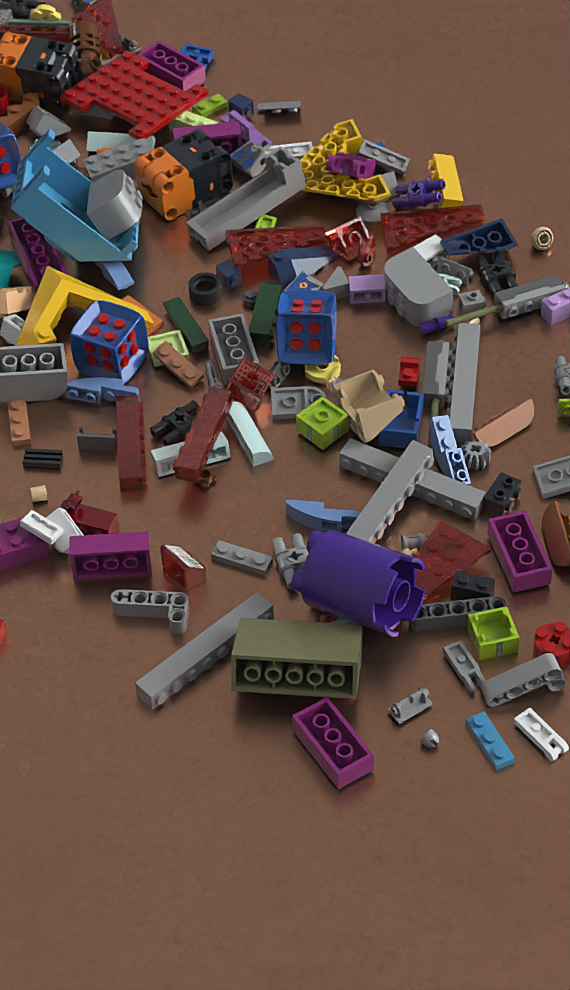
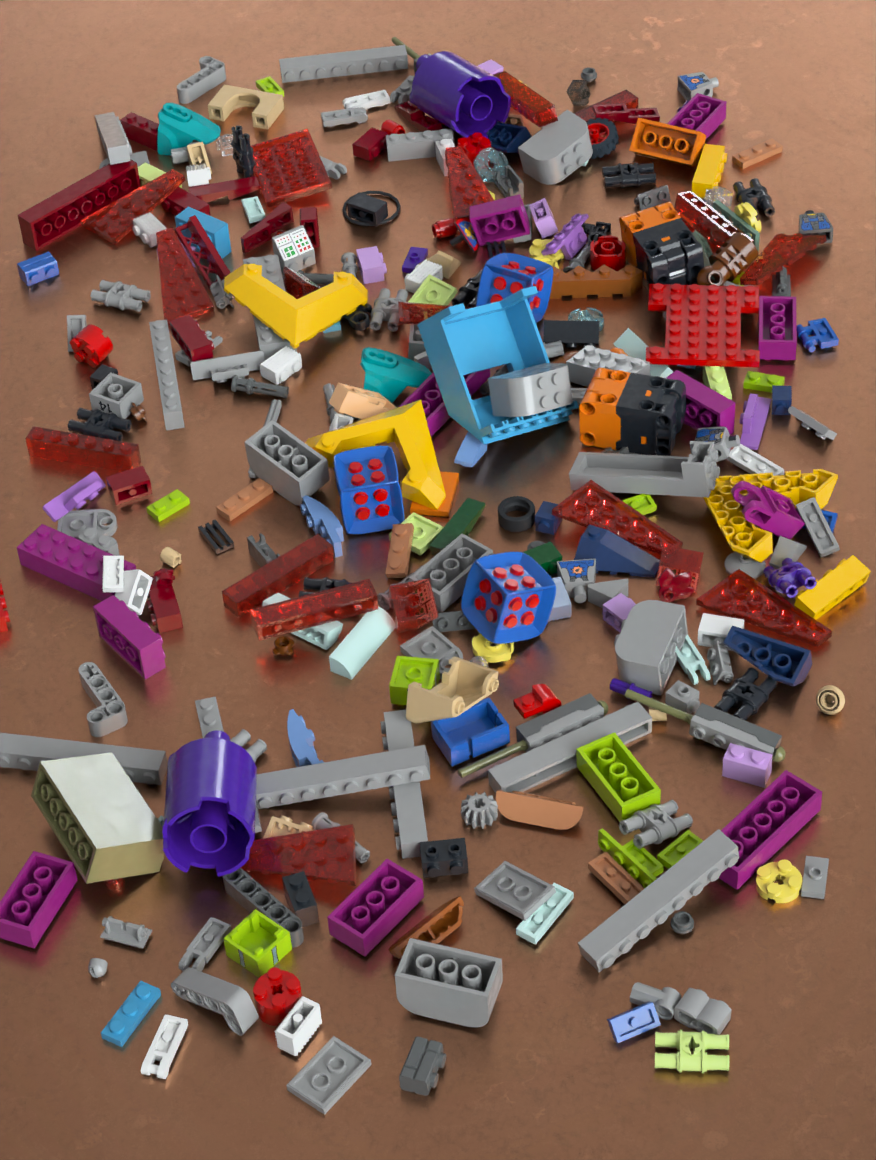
camera: 55 degrees right, 5 degrees down
(41, 120) = (615, 300): light grey slope -> none
(182, 568) = (157, 688): clear red slope -> none
(446, 452) = (458, 787): medium blue slope -> none
(516, 370) = (617, 776): none -> lime brick

